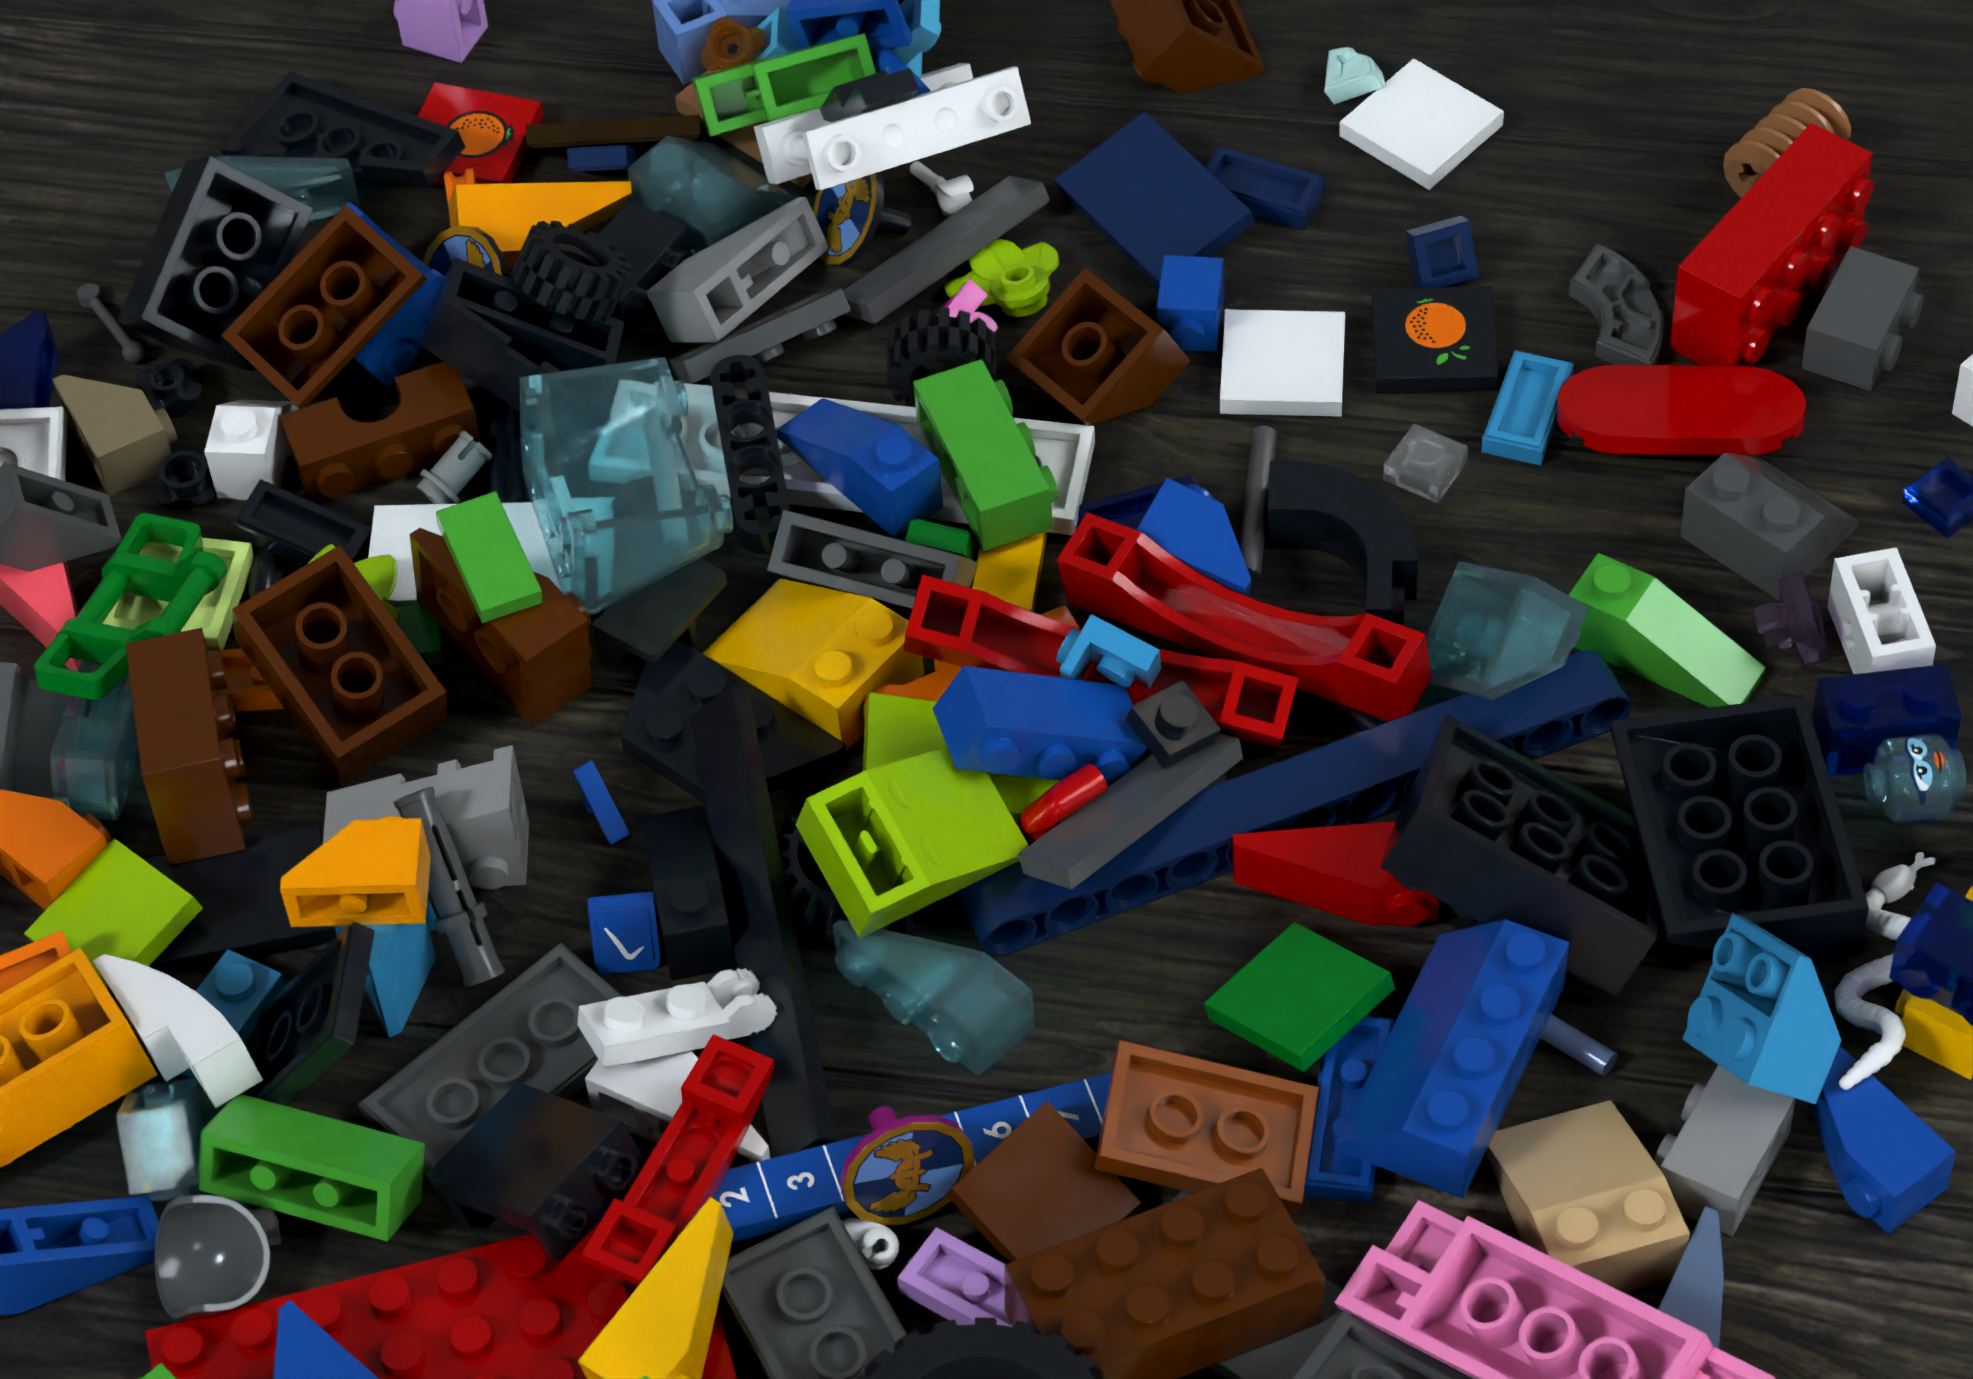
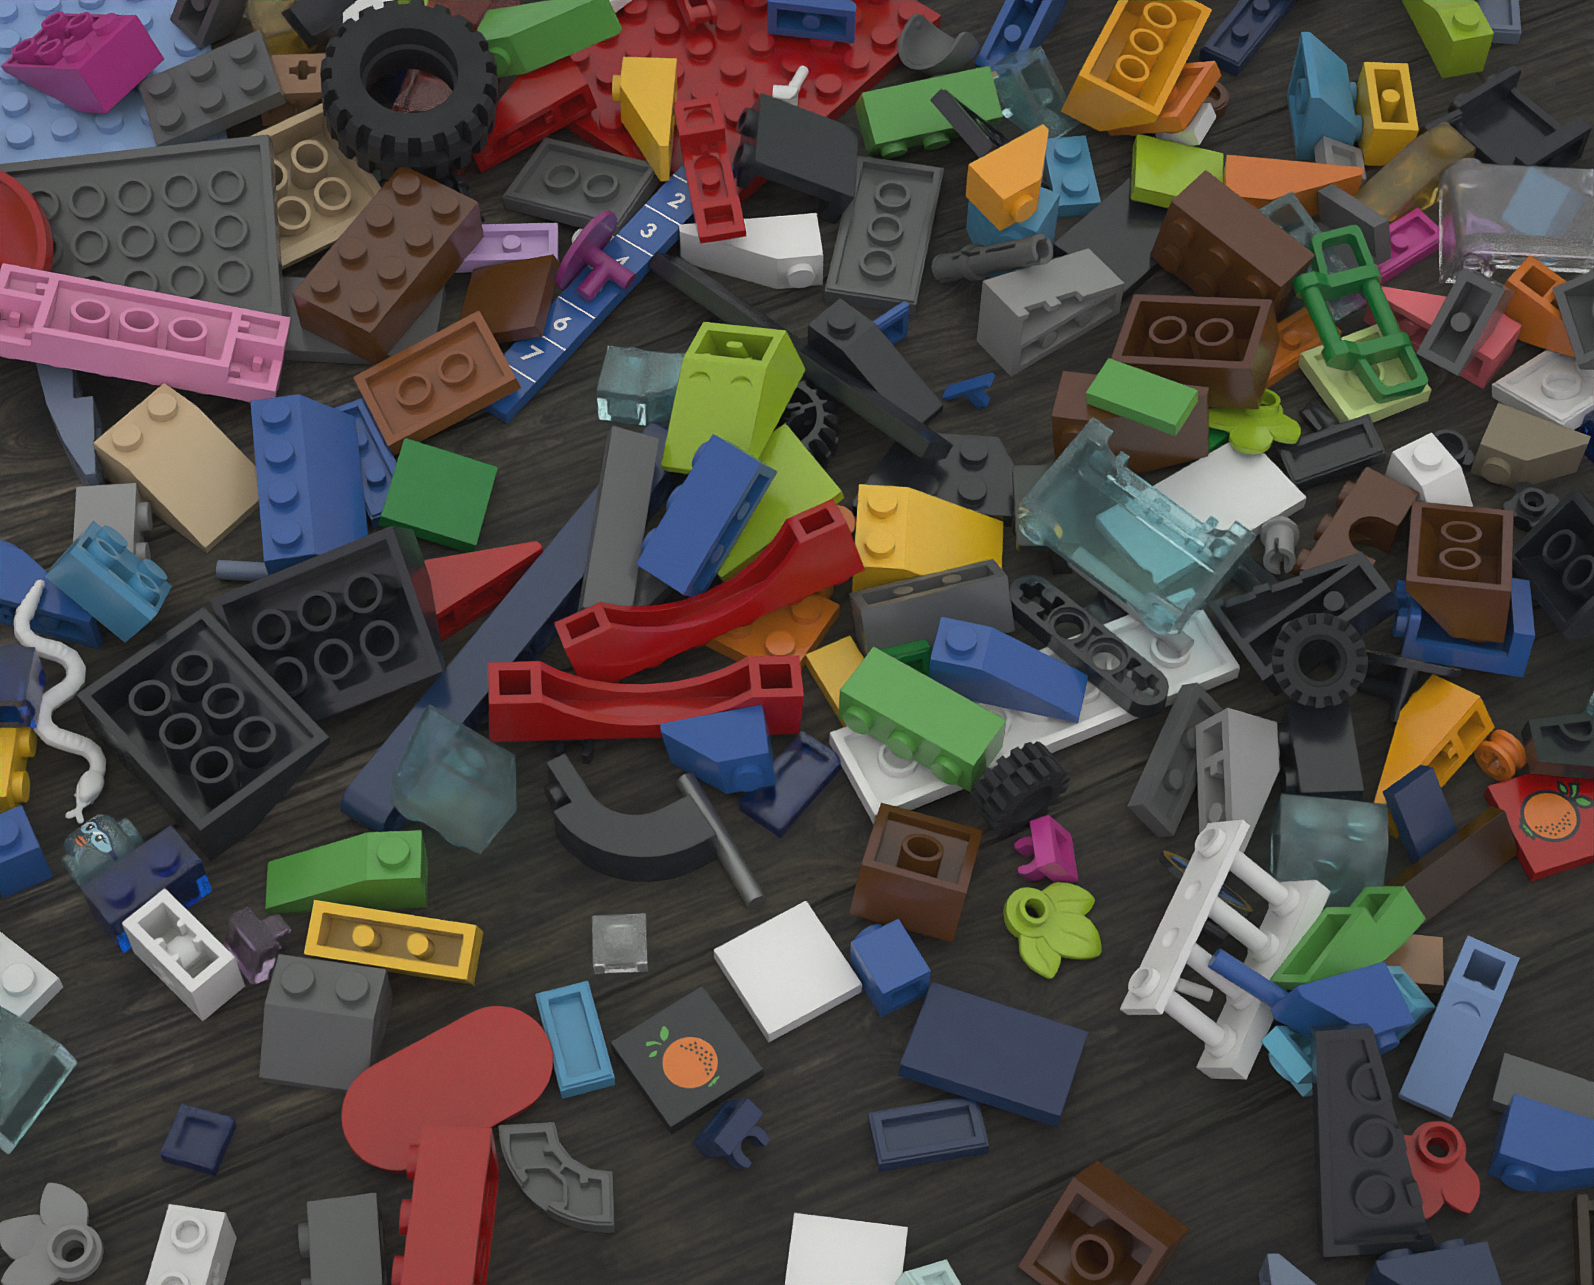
camera: 140 degrees right, 5 degrees up
(180, 1028) = (1071, 113): white slope -> none
(465, 1274) = (790, 93): none -> white hand
(675, 1018) = (792, 256): white hinge -> none
(726, 33) = (1420, 959): clear orange plate -> none
(868, 94) = (1244, 923): black slope -> none
(944, 248) = (1116, 916): dark grey tile -> none
(1062, 801) = (657, 495): red arm -> none
(1118, 654) = (698, 586): dark azure bracket -> none
(1173, 724) = (626, 575): black plate -> none
(1658, 529) = (394, 942): none -> yellow brick

